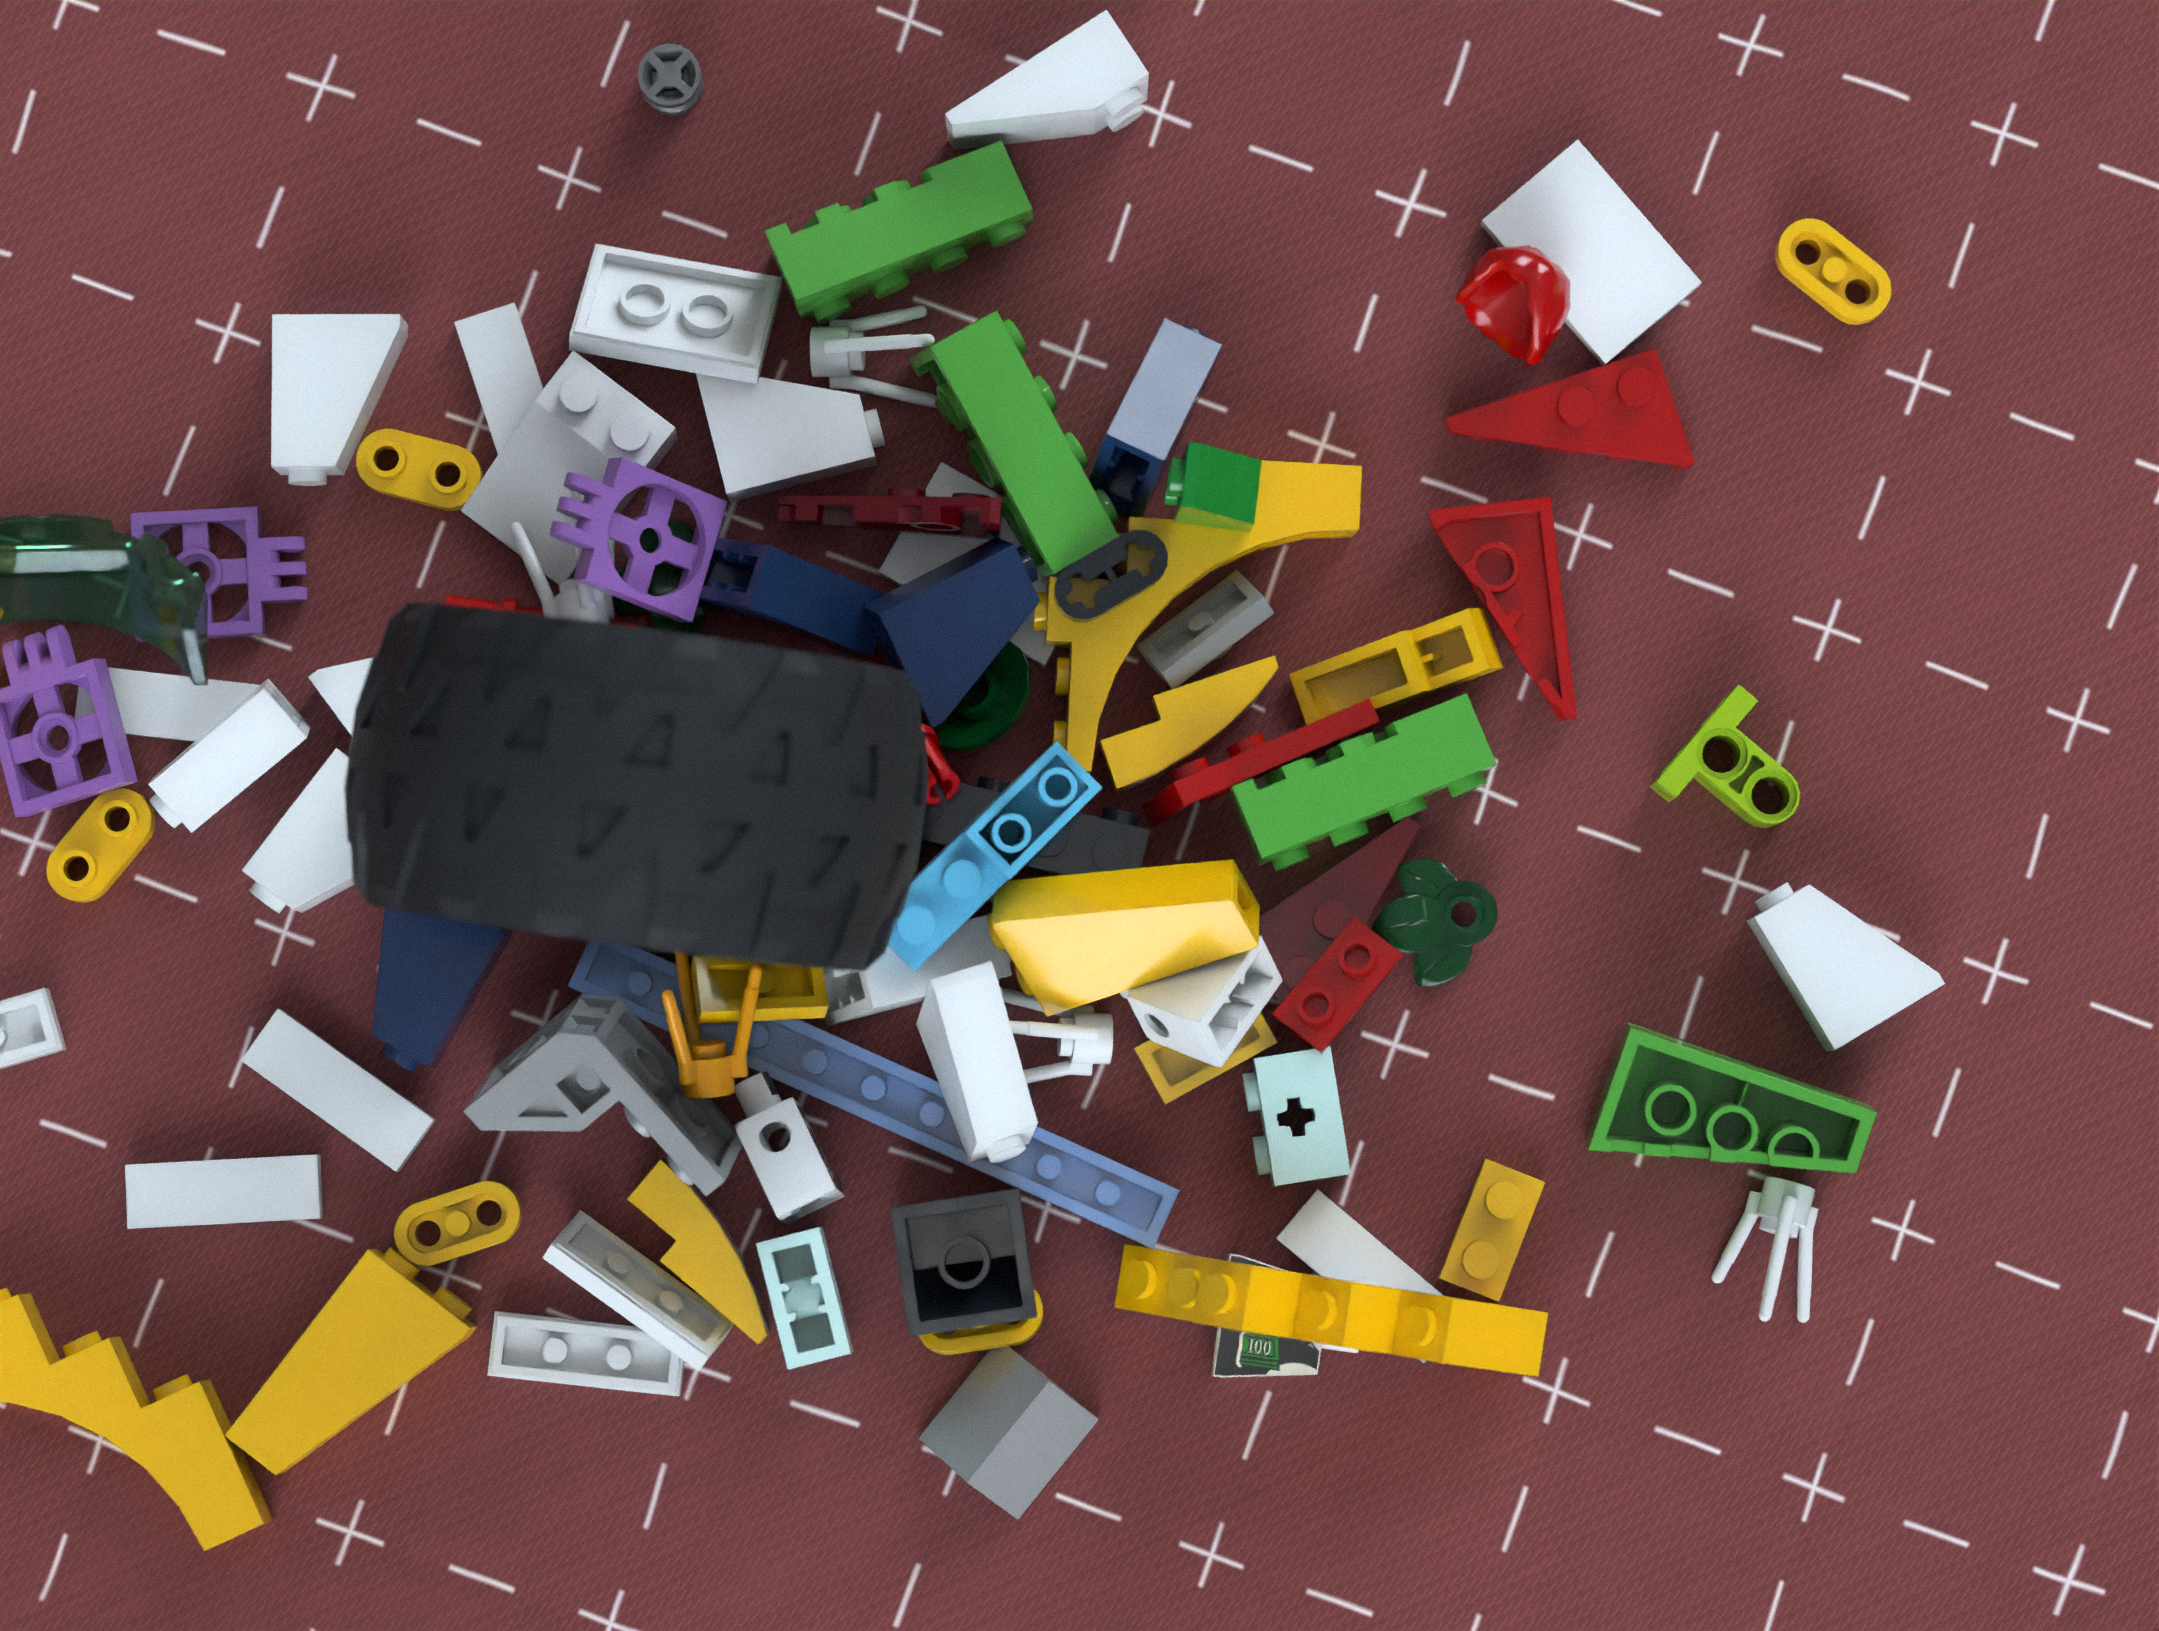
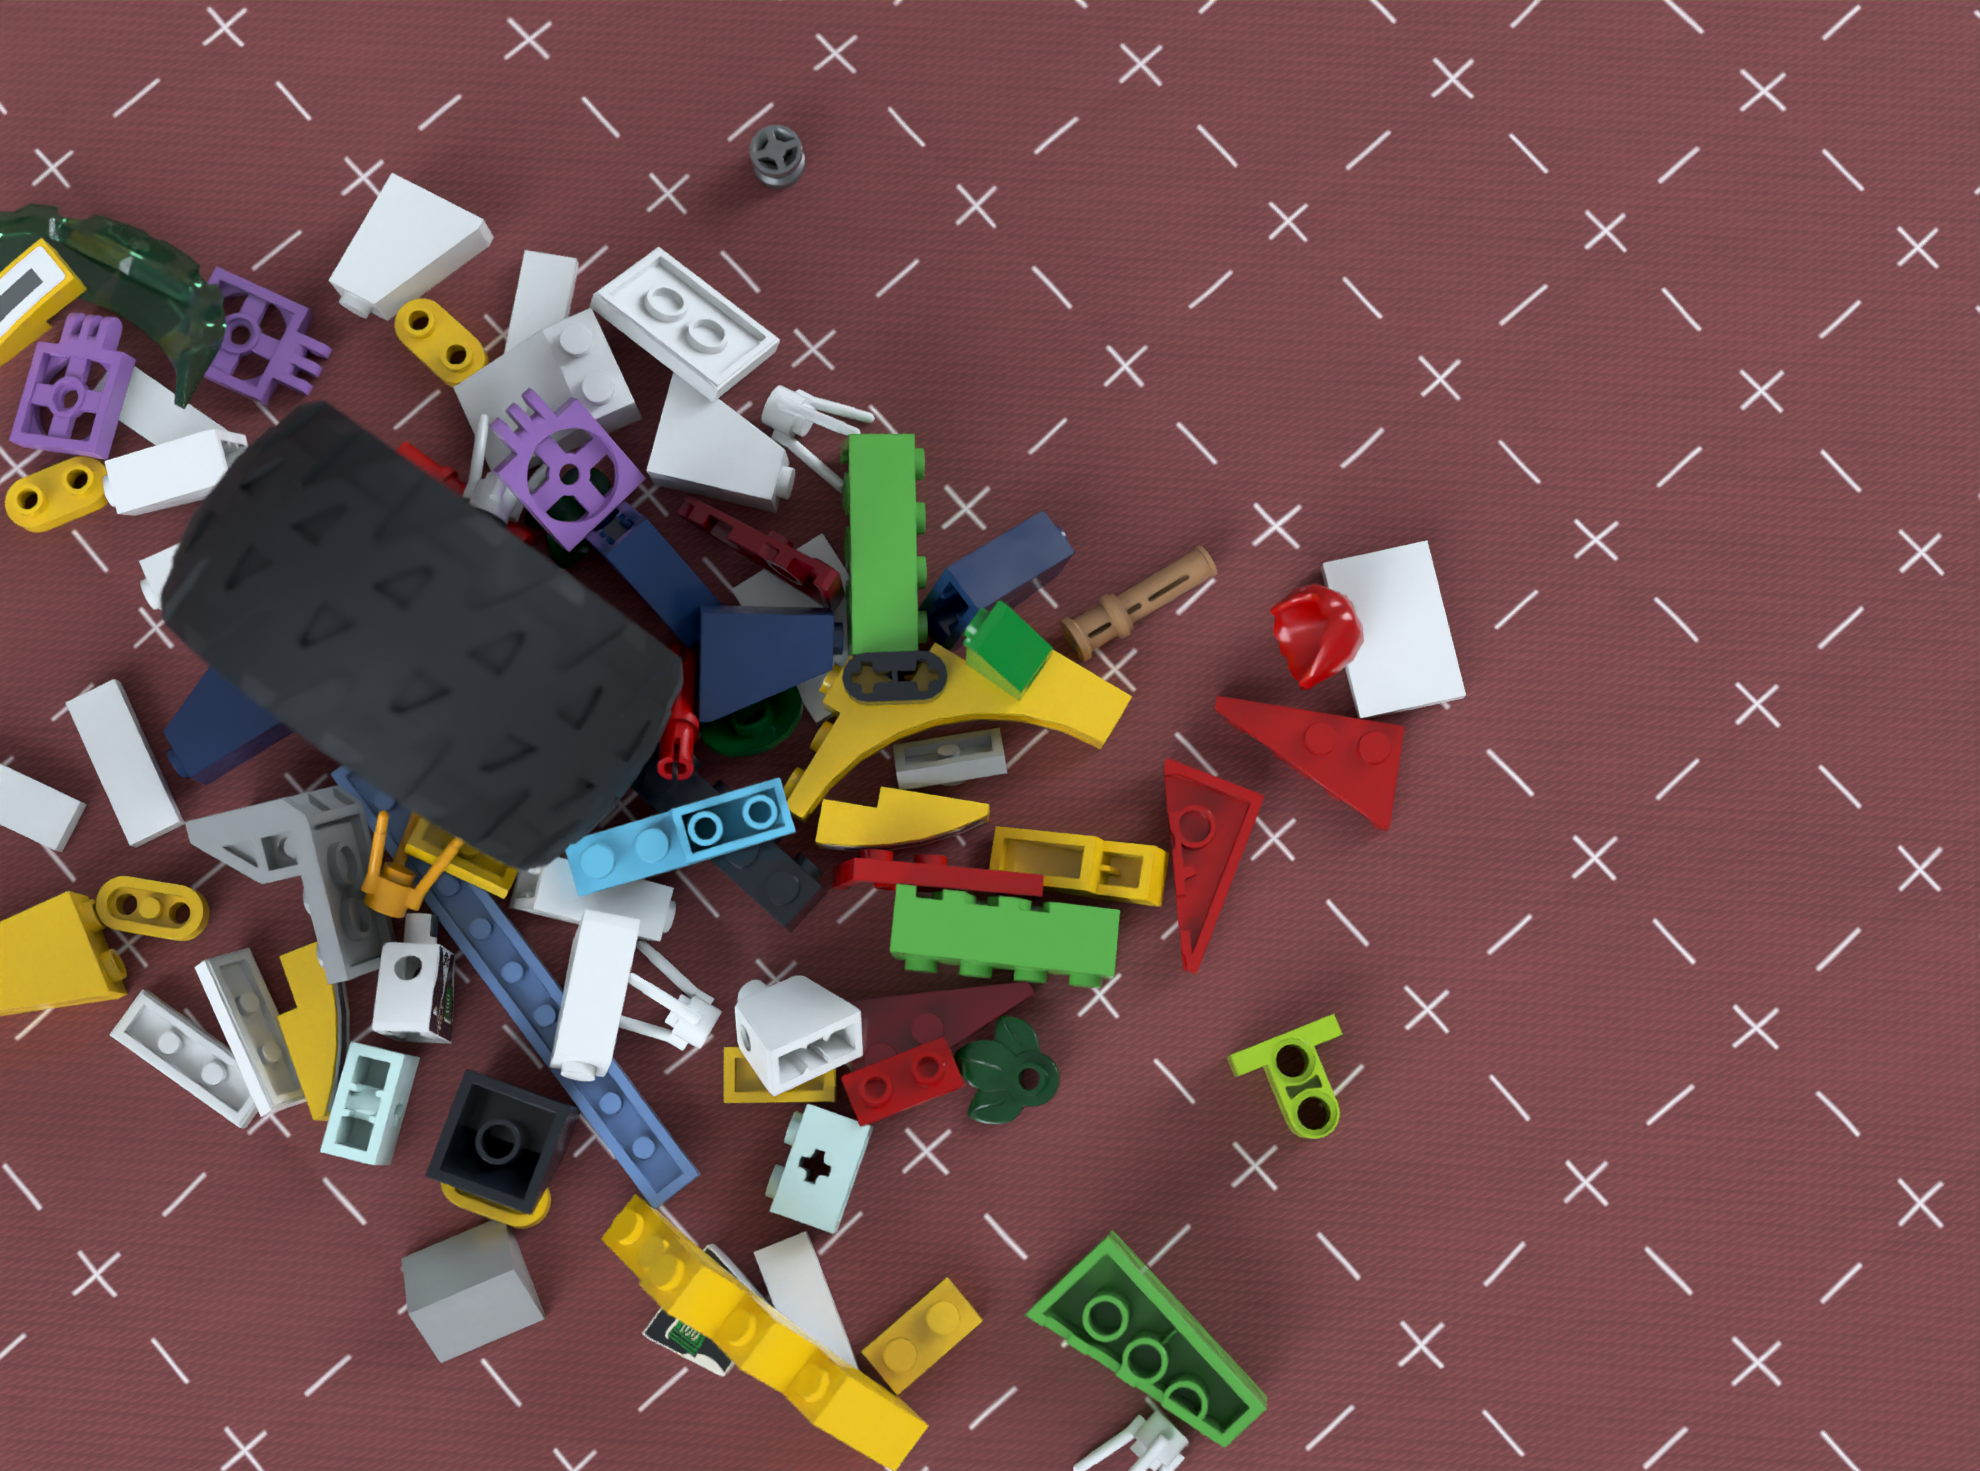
camera: 35 degrees right, 5 degrees down
(901, 232) = (879, 348): bright green wedge -> none
(1060, 93) = (1056, 304): white slope -> none
(1120, 928) = (757, 949): yellow slope -> none
(1297, 386) = (1116, 614): none -> medium nougat pin
(1836, 267) = (1575, 738): yellow plate -> none
(1837, 964) = (1298, 1274): white slope -> none

